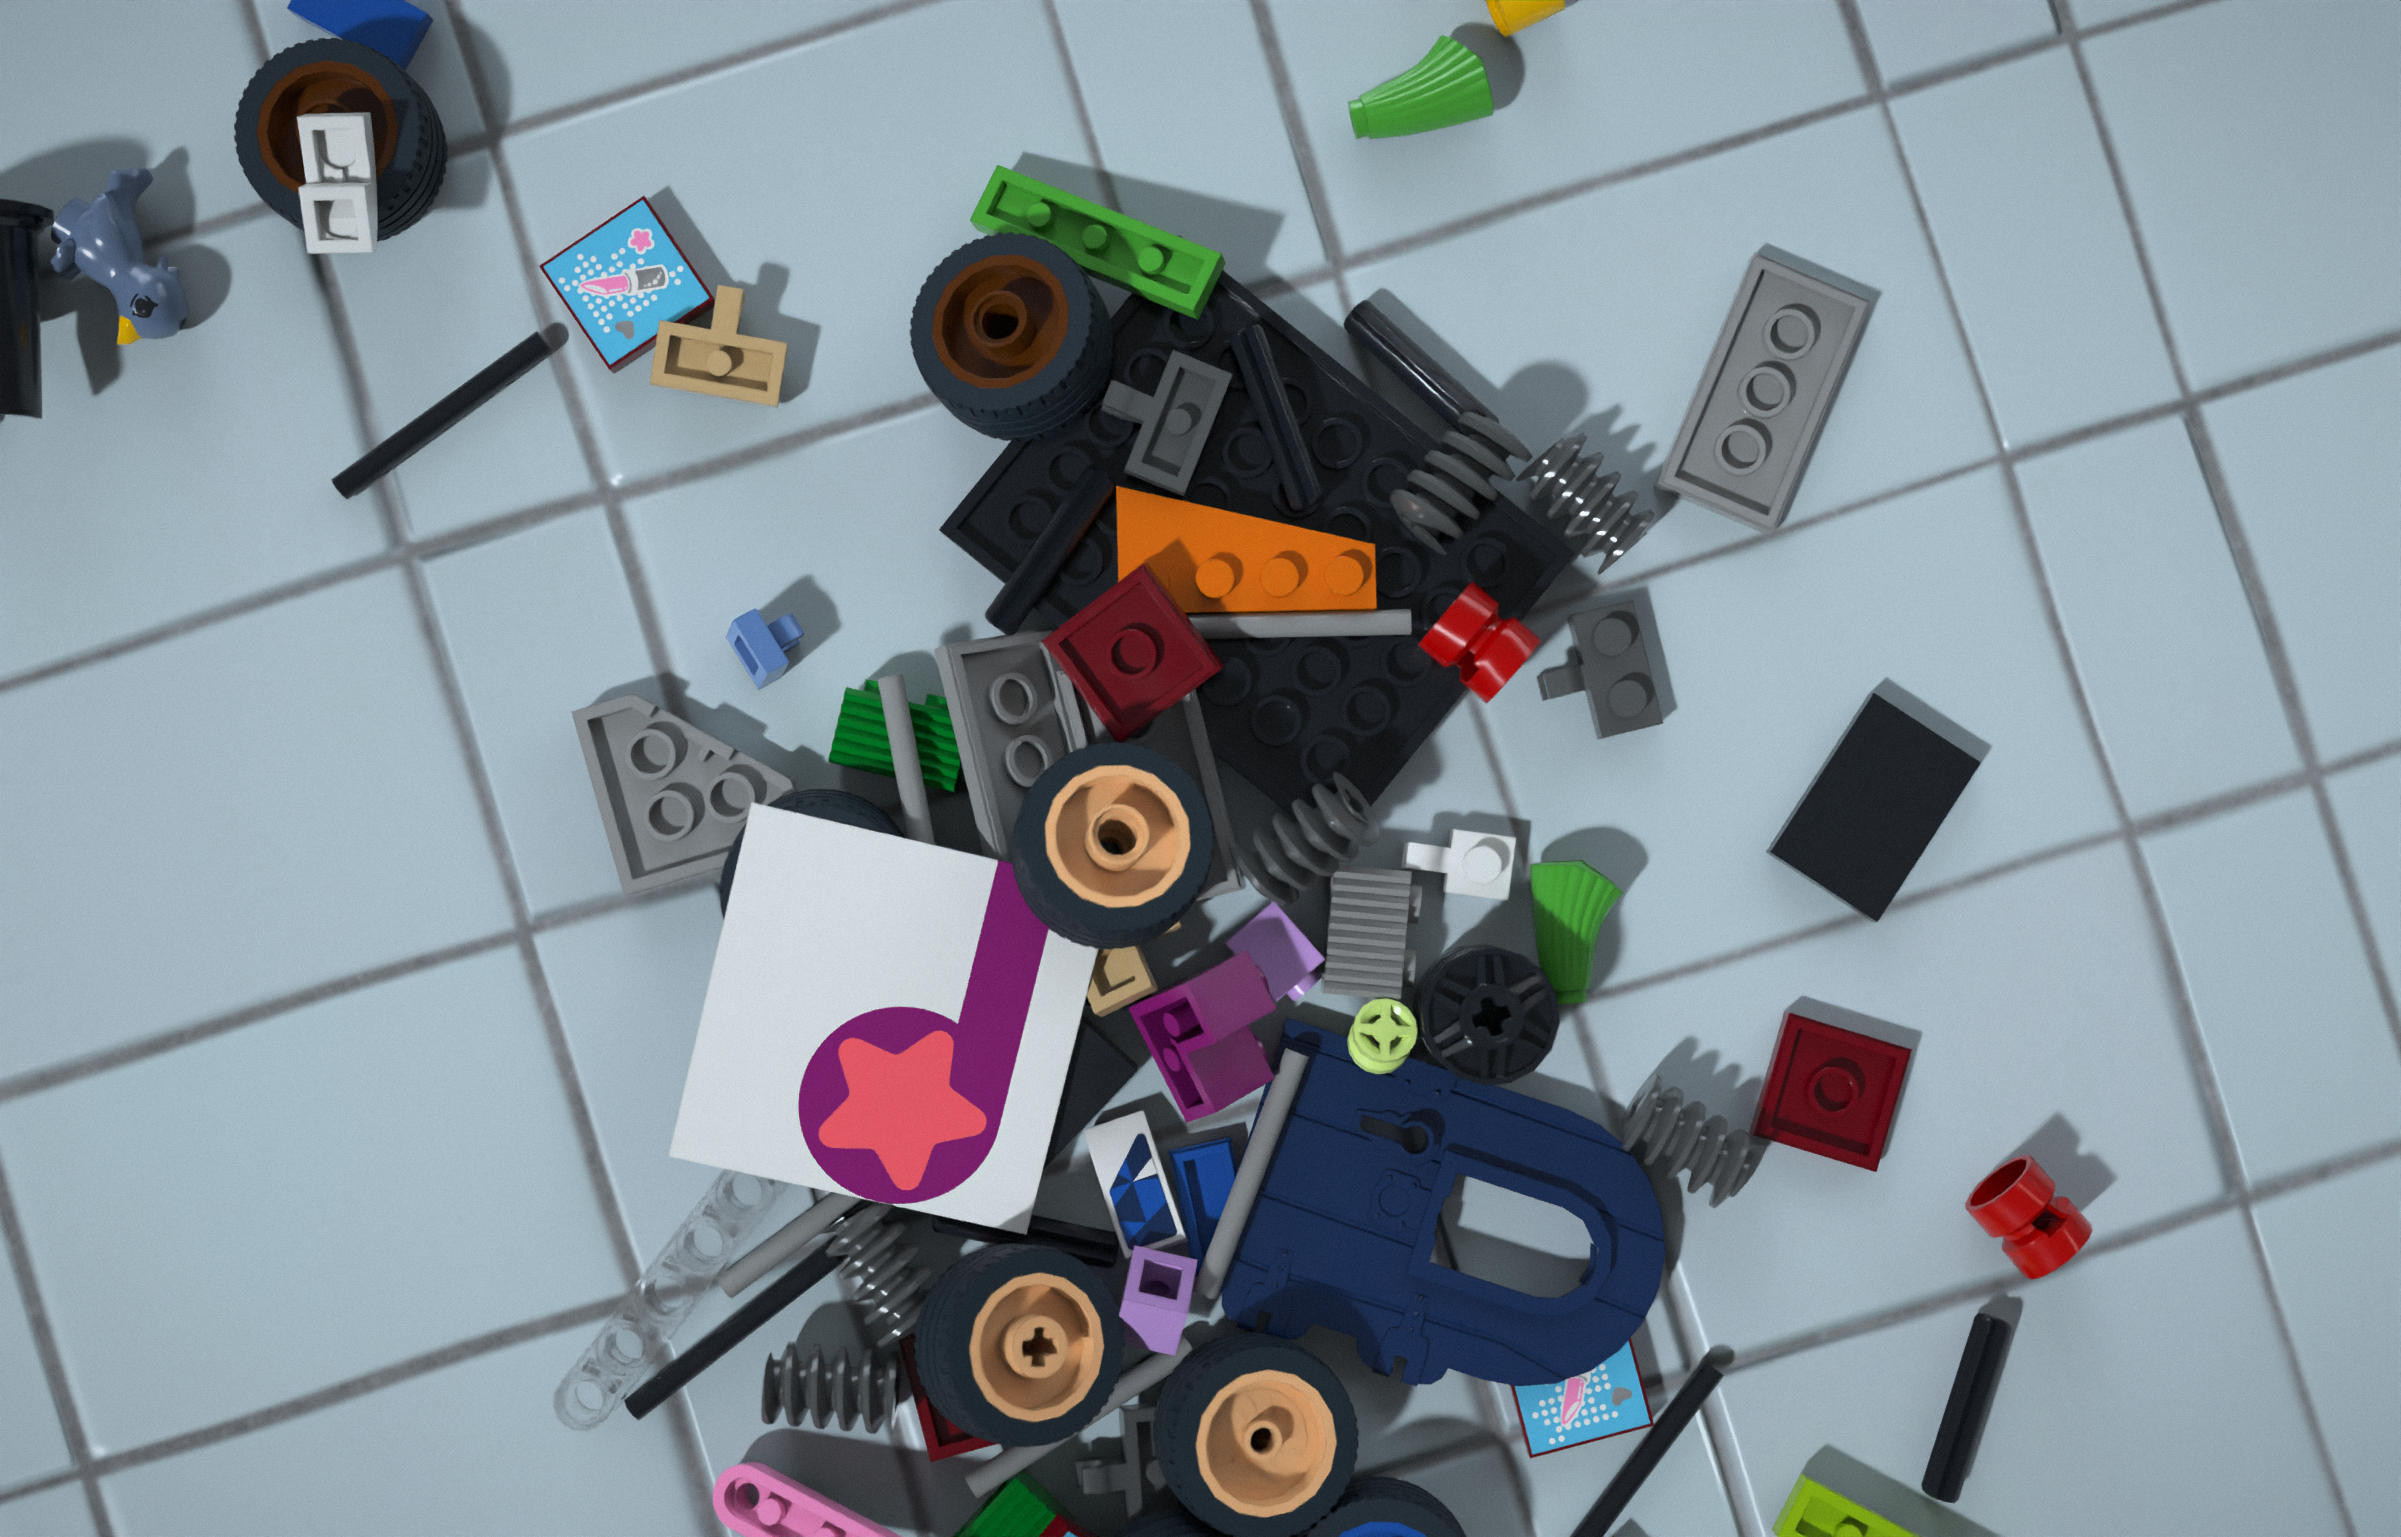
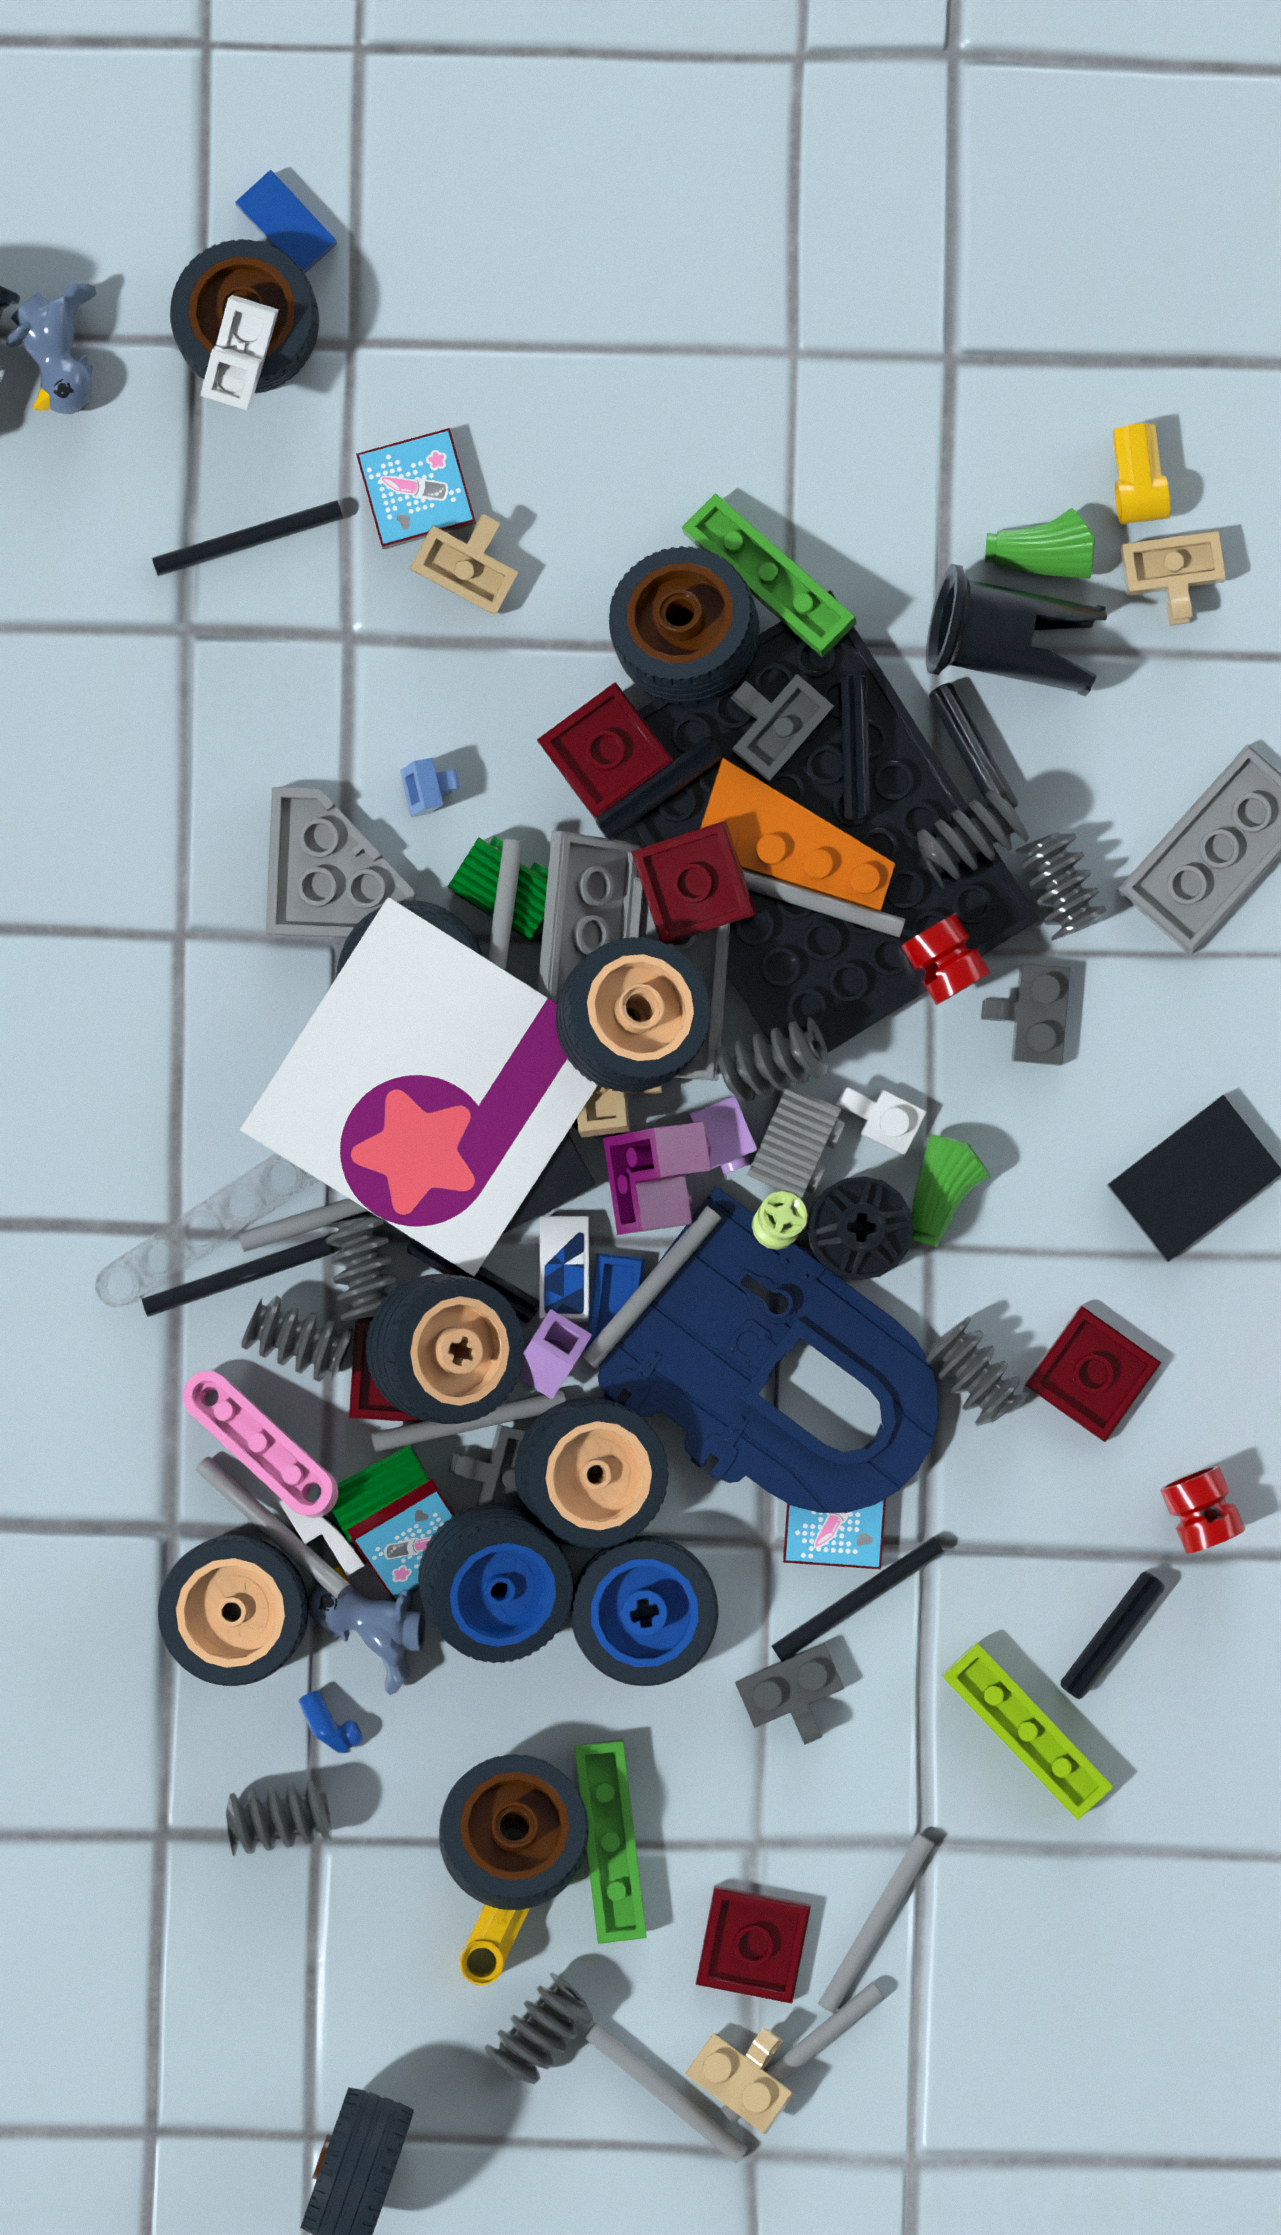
camera: 15 degrees right, 0 degrees up
(966, 526) = (604, 750): none -> dark red tile
(1400, 215) = (993, 632): none -> black piece
(1591, 67) = (1173, 567): none -> tan plate

